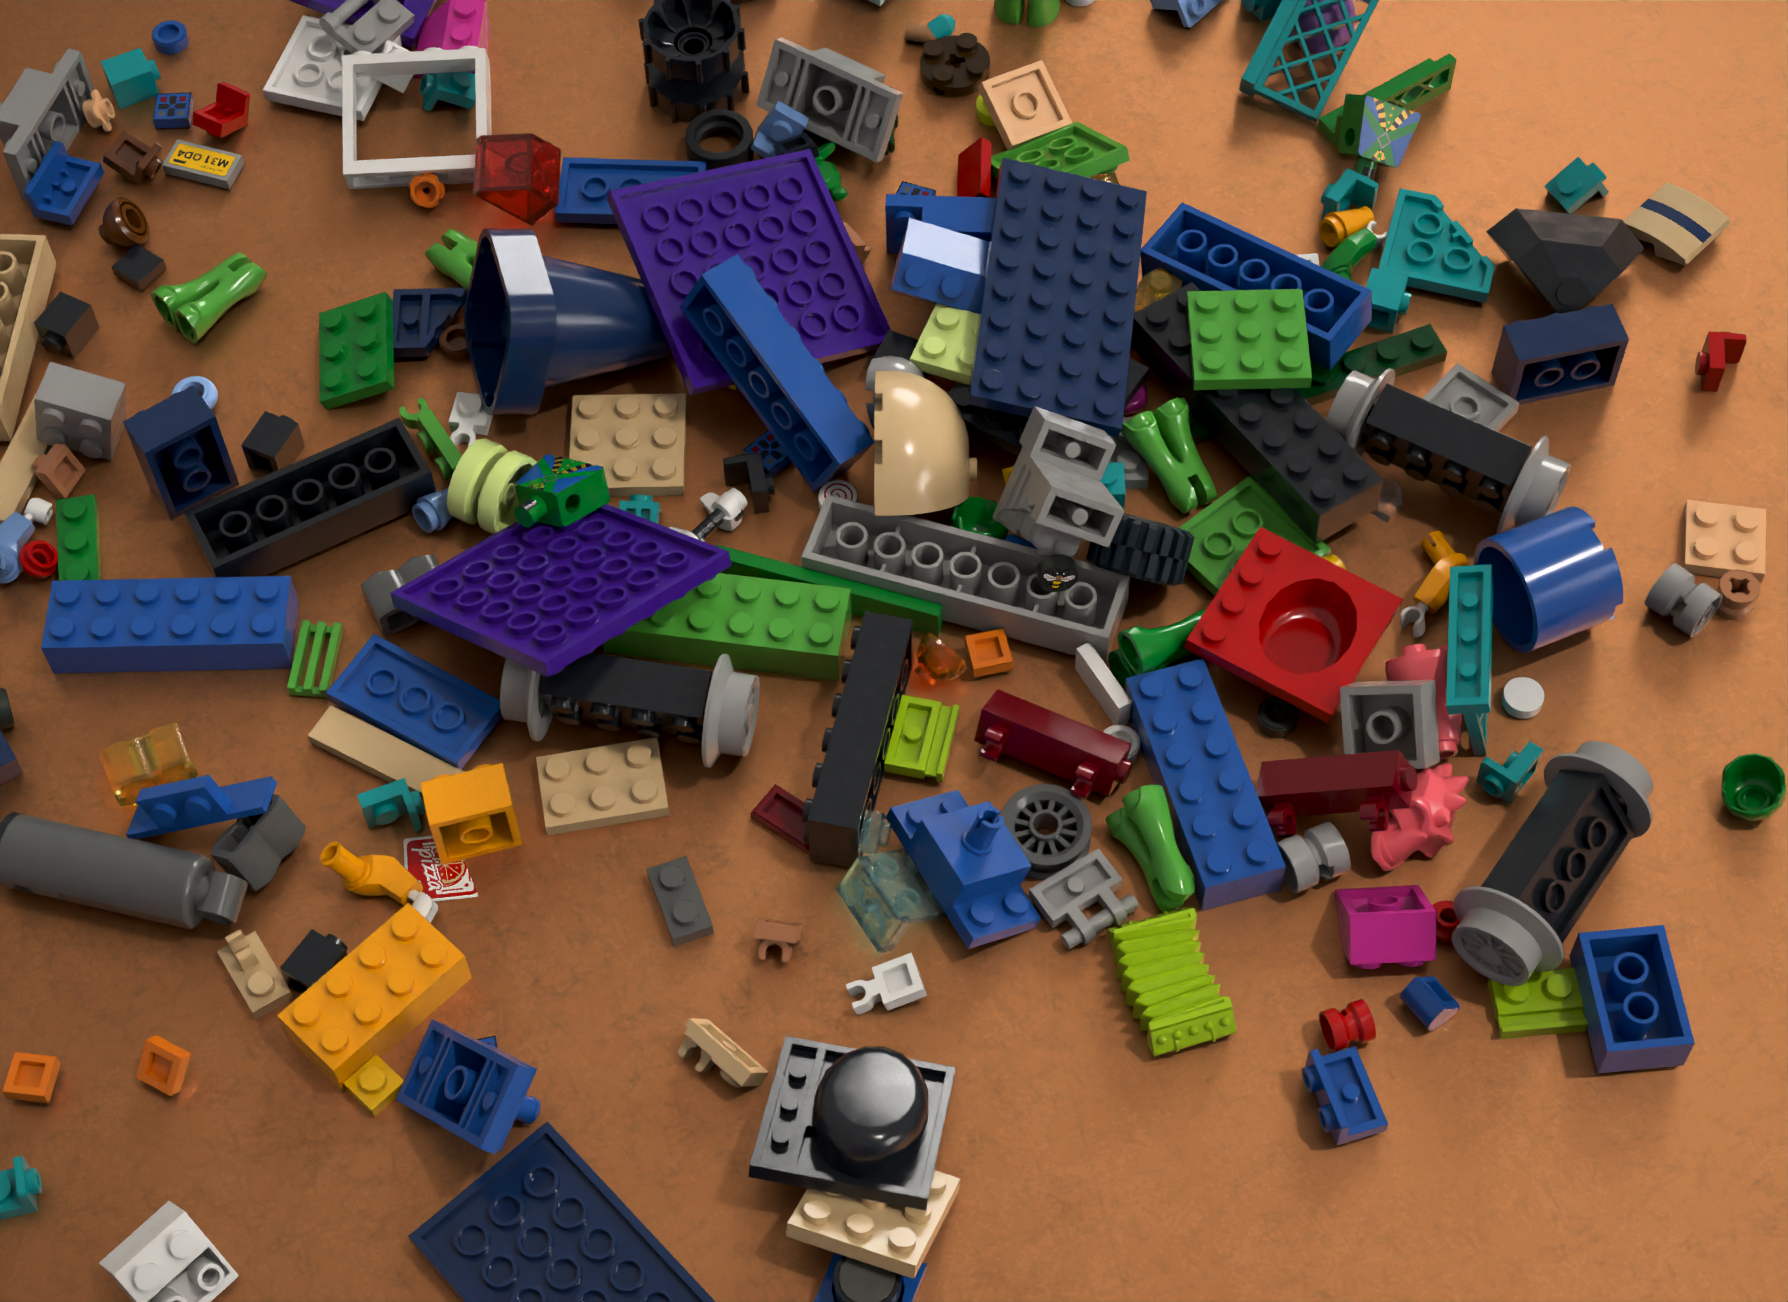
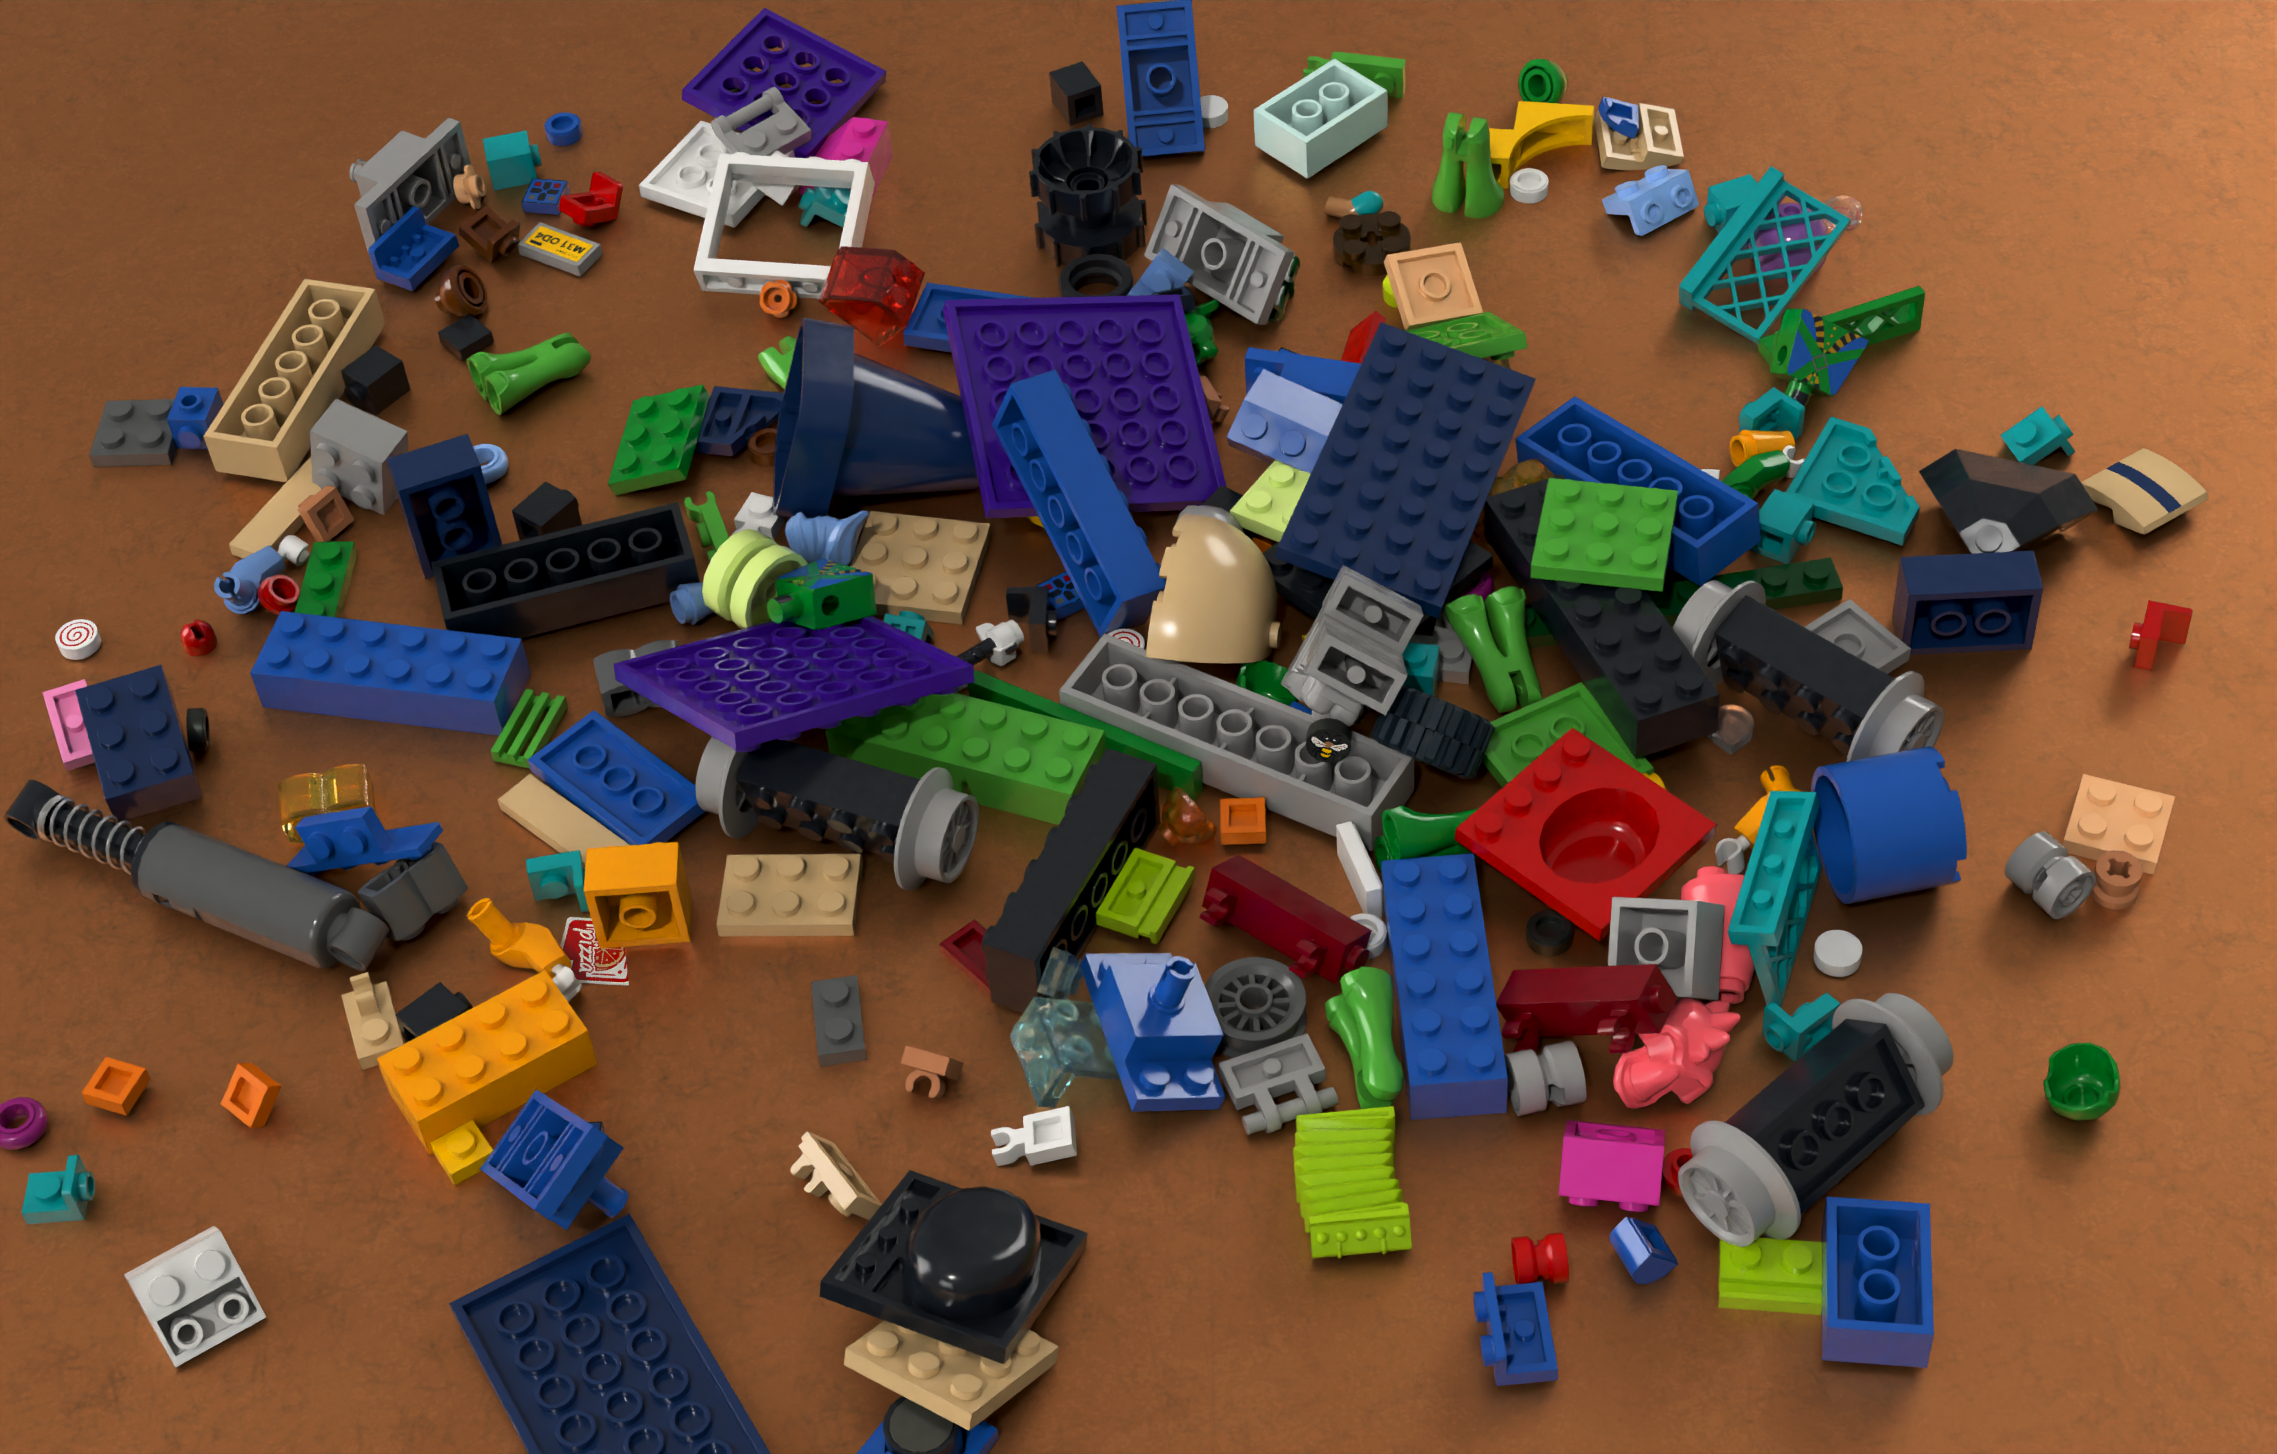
camera: 15 degrees right, 10 degrees down
(541, 432) = (825, 536): none -> medium blue hair

